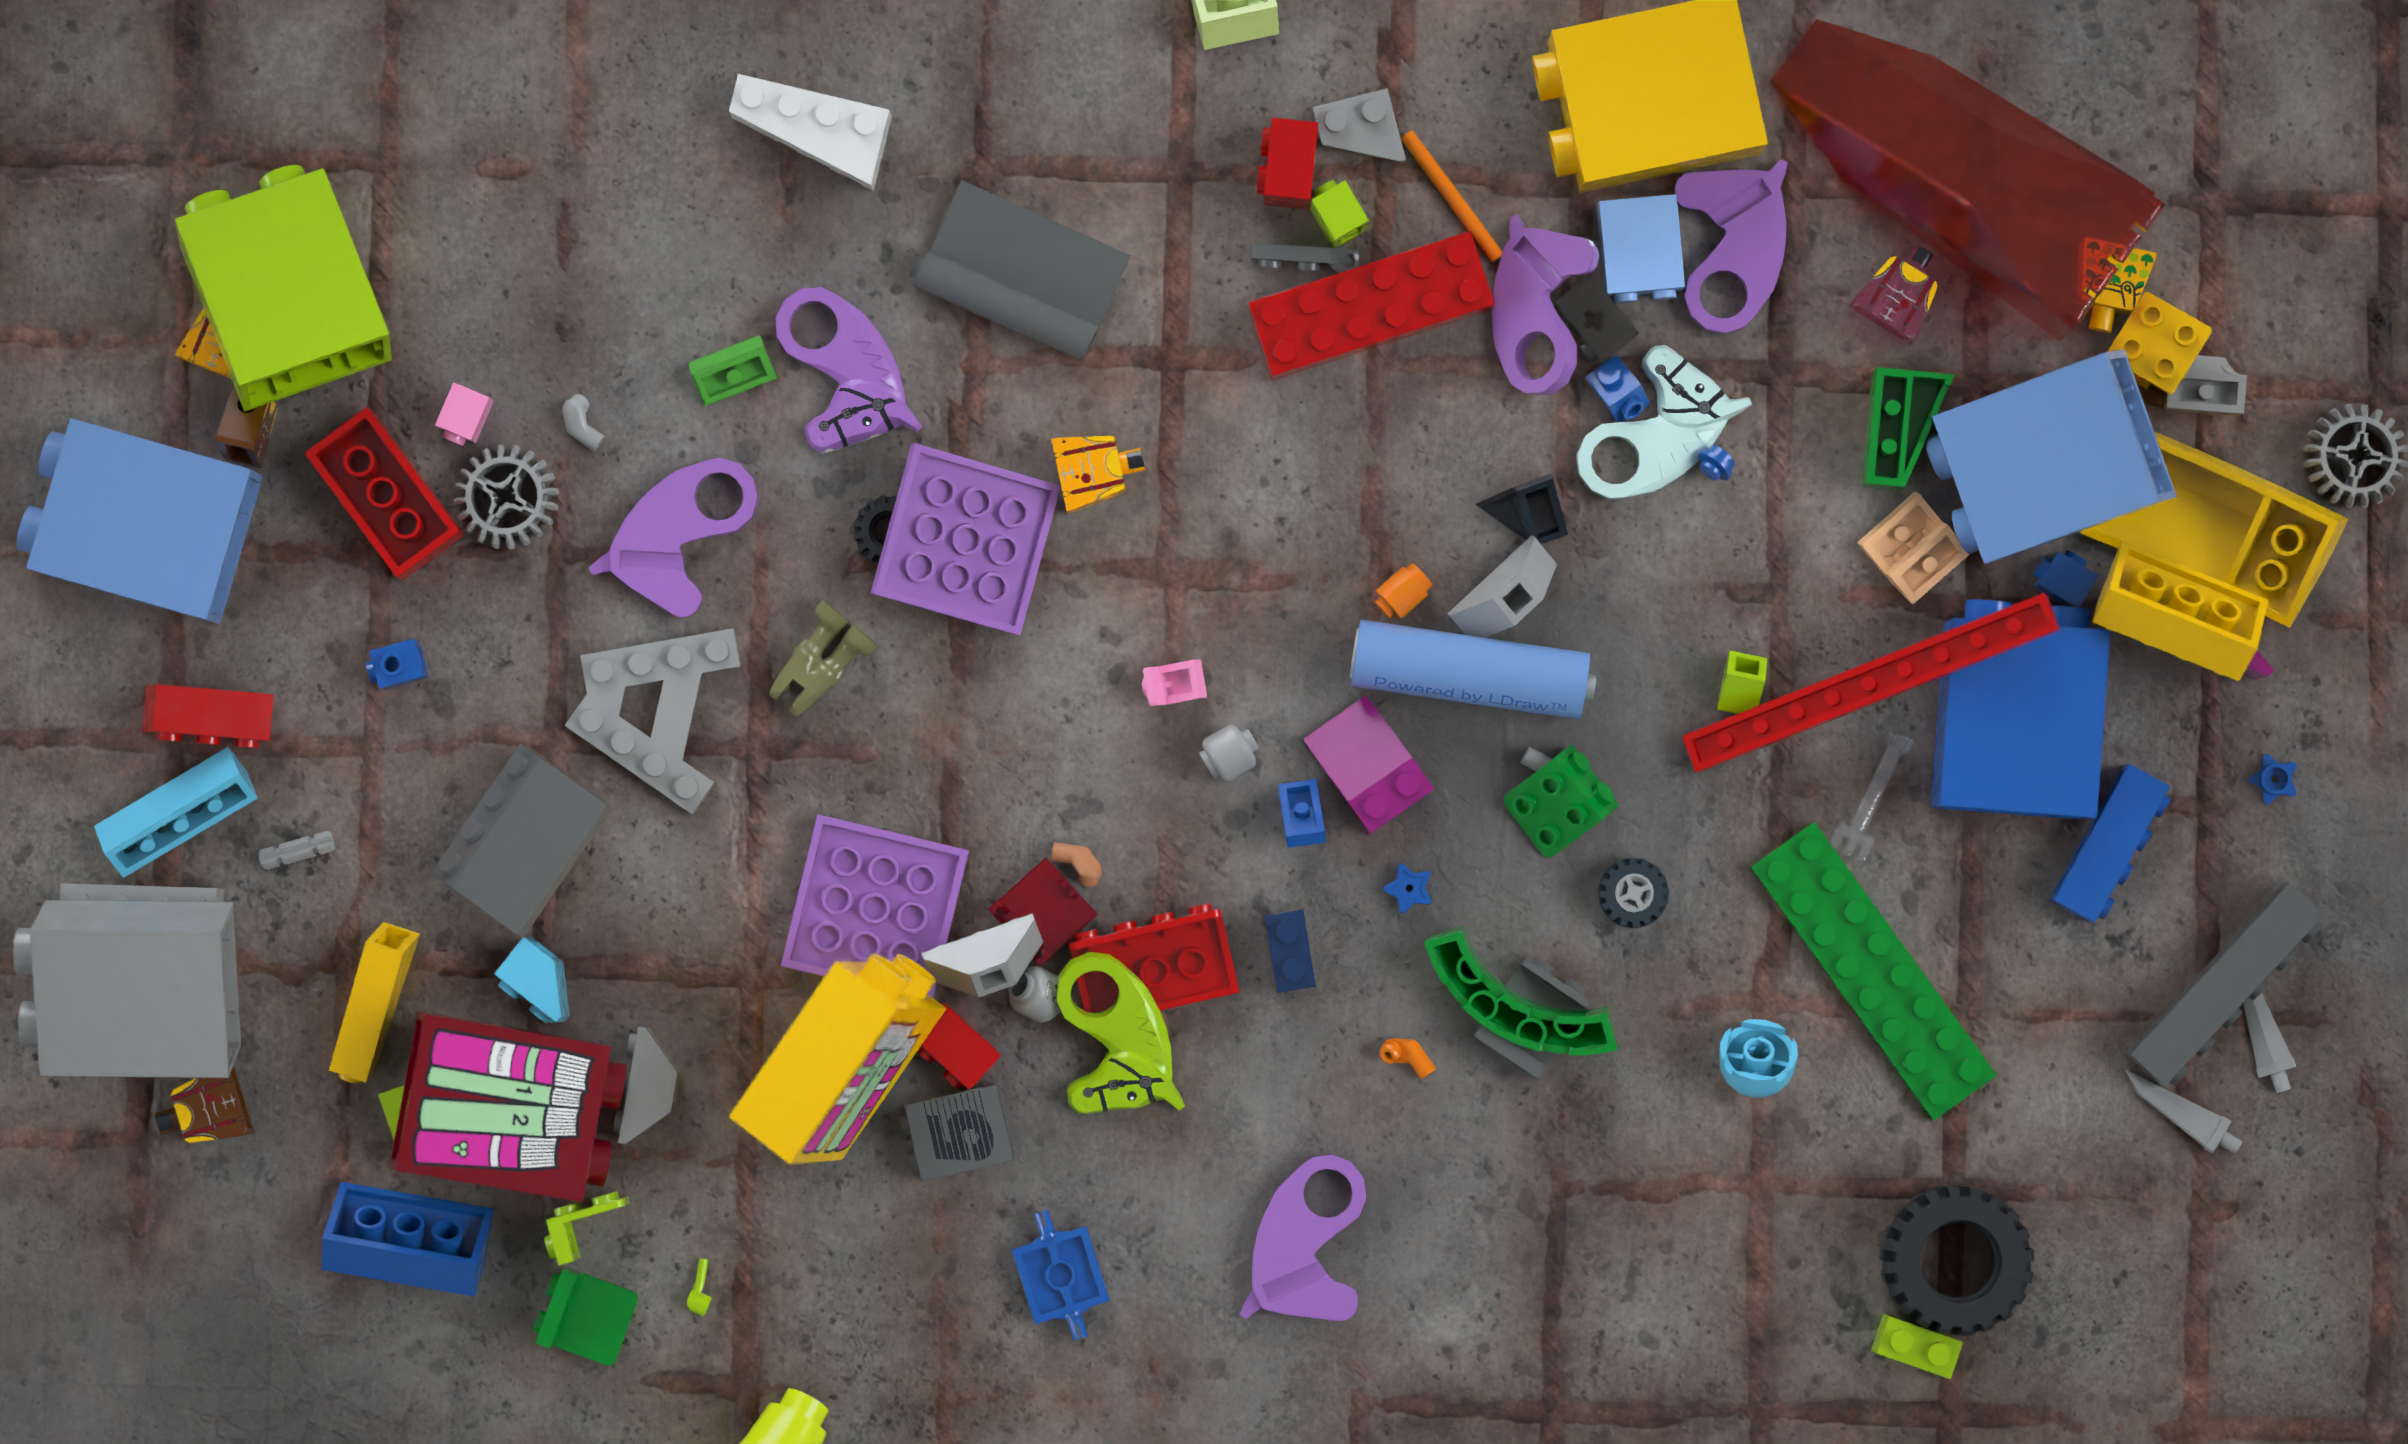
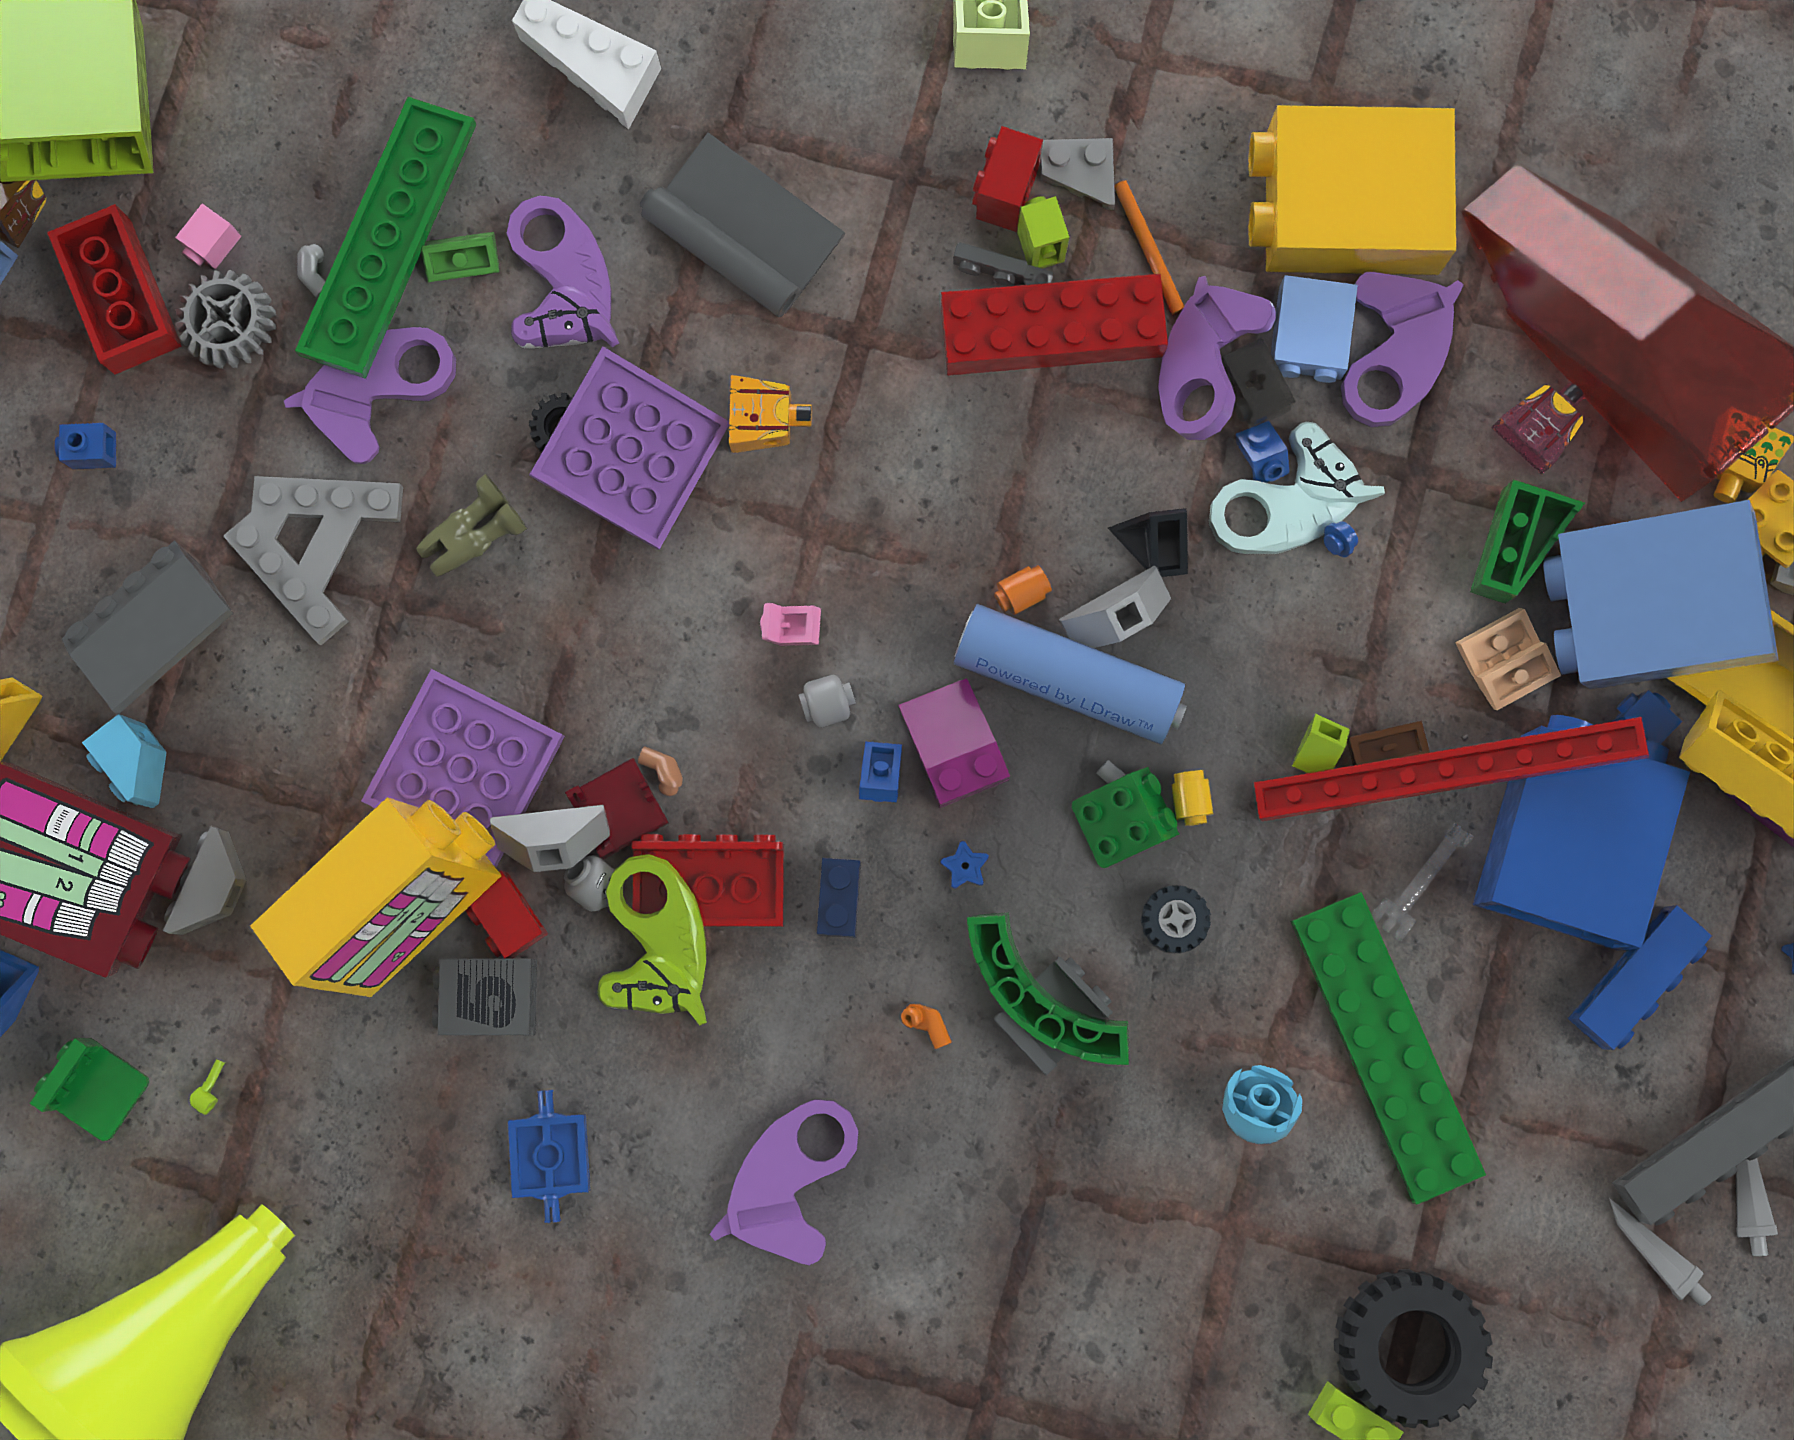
camera: 15 degrees right, 5 degrees down
(562, 1241) = (88, 1004): lime bracket -> none
(653, 371) = (386, 237): none -> green plate
(1622, 766) = (1192, 797): none -> yellow brick
(1811, 666) = (1388, 744): none -> reddish brown plate

